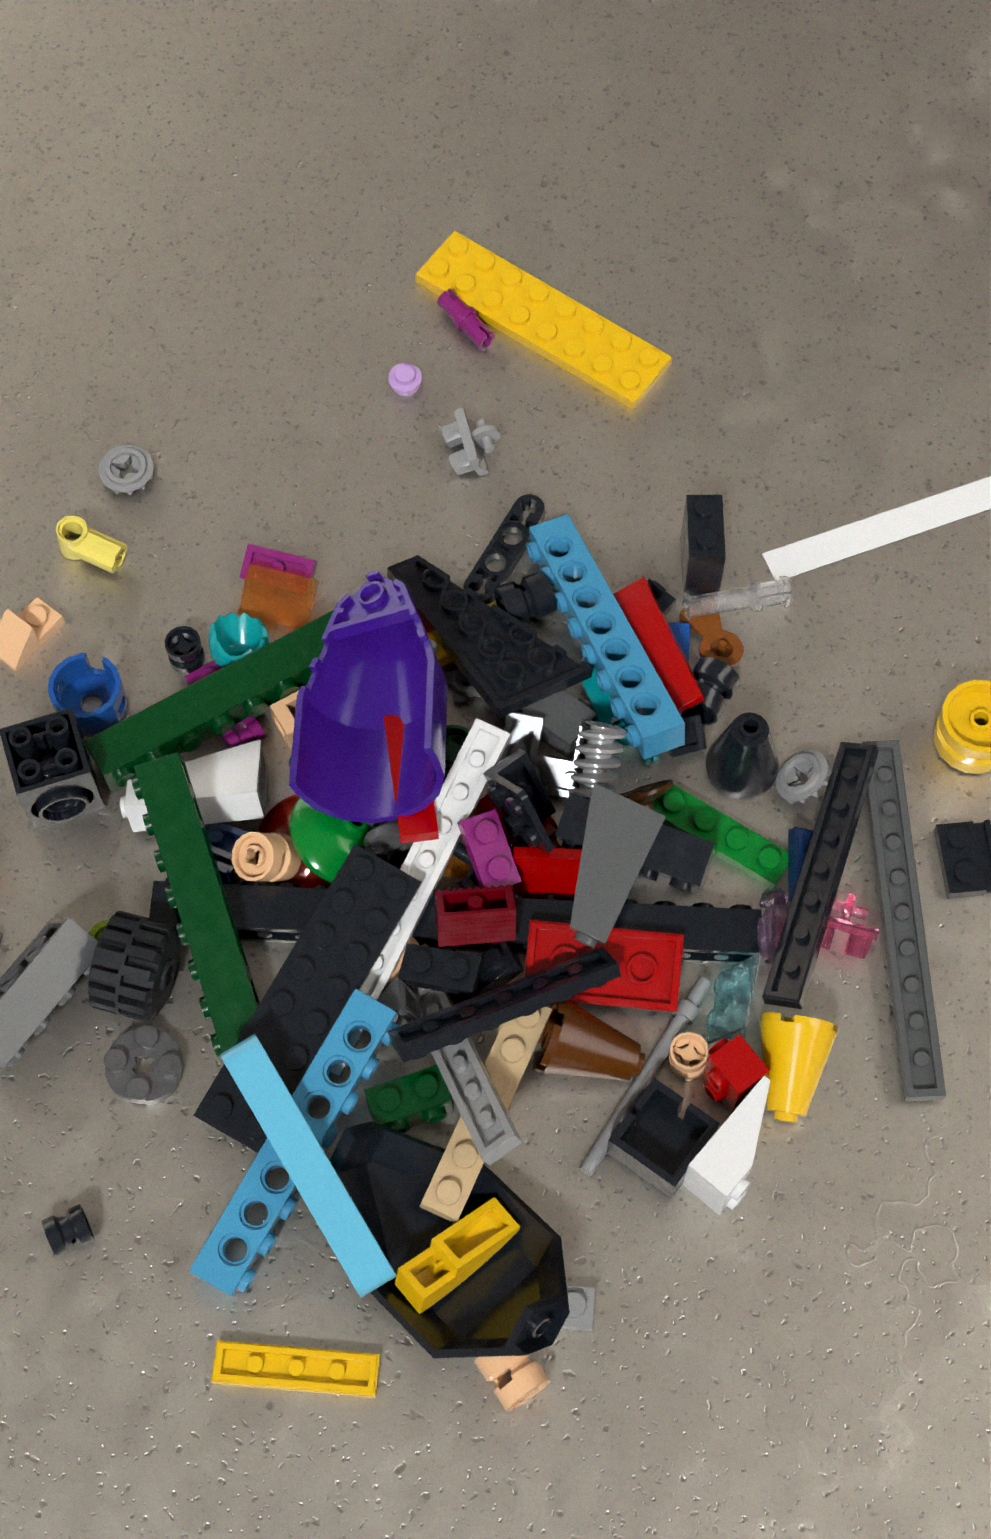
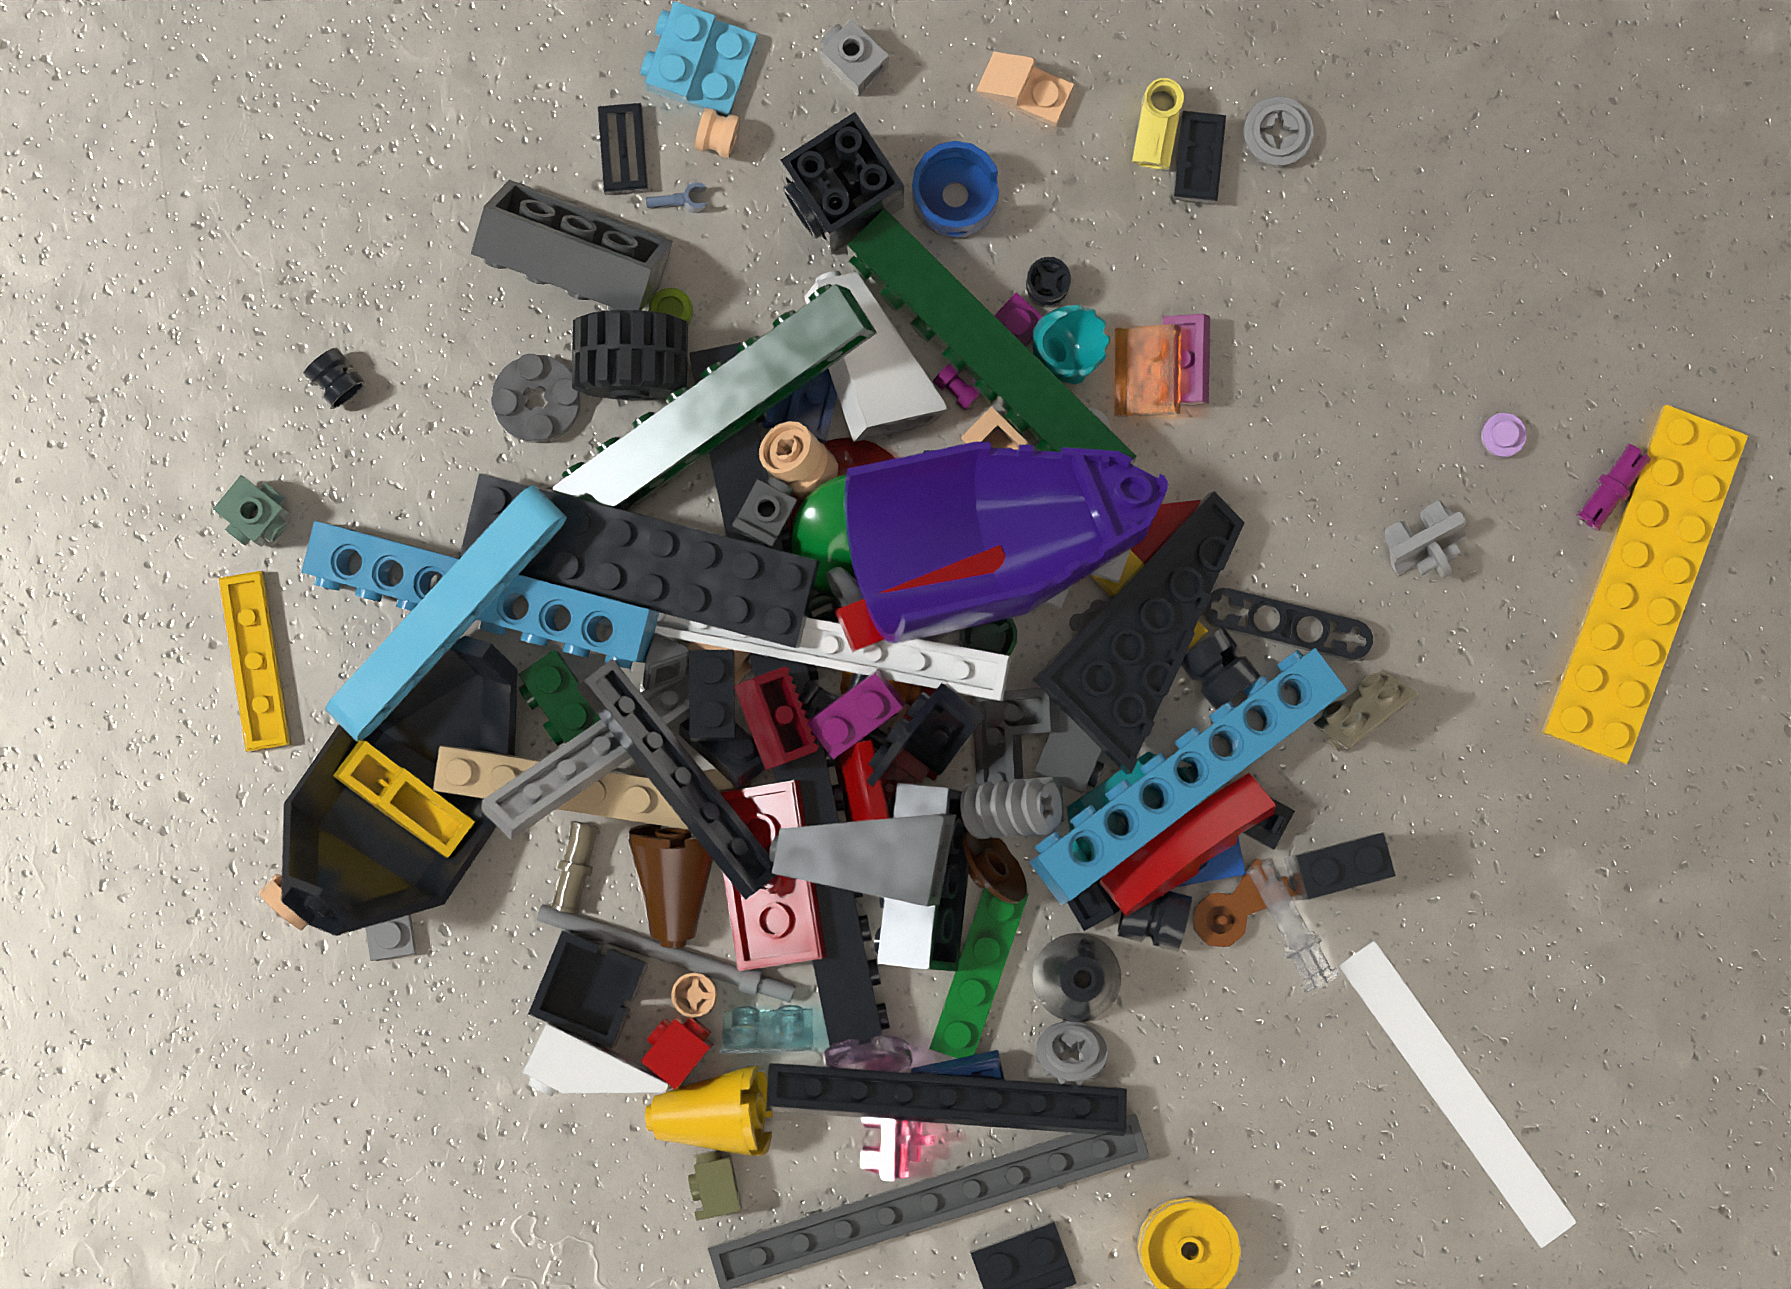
camera: 75 degrees right, 20 degrees up
(19, 906) = (679, 199): none -> sand blue hand
(127, 525) = (1199, 157): none -> black plate
(168, 1343) = (242, 501): none -> sand green brick
(301, 899) = (762, 529): none -> dark grey brick
(554, 1130) = (574, 867): none -> dark tan pin
(587, 506) = (1364, 710): none -> dark tan hinge
(854, 1079) = (714, 1185): none -> olive brick

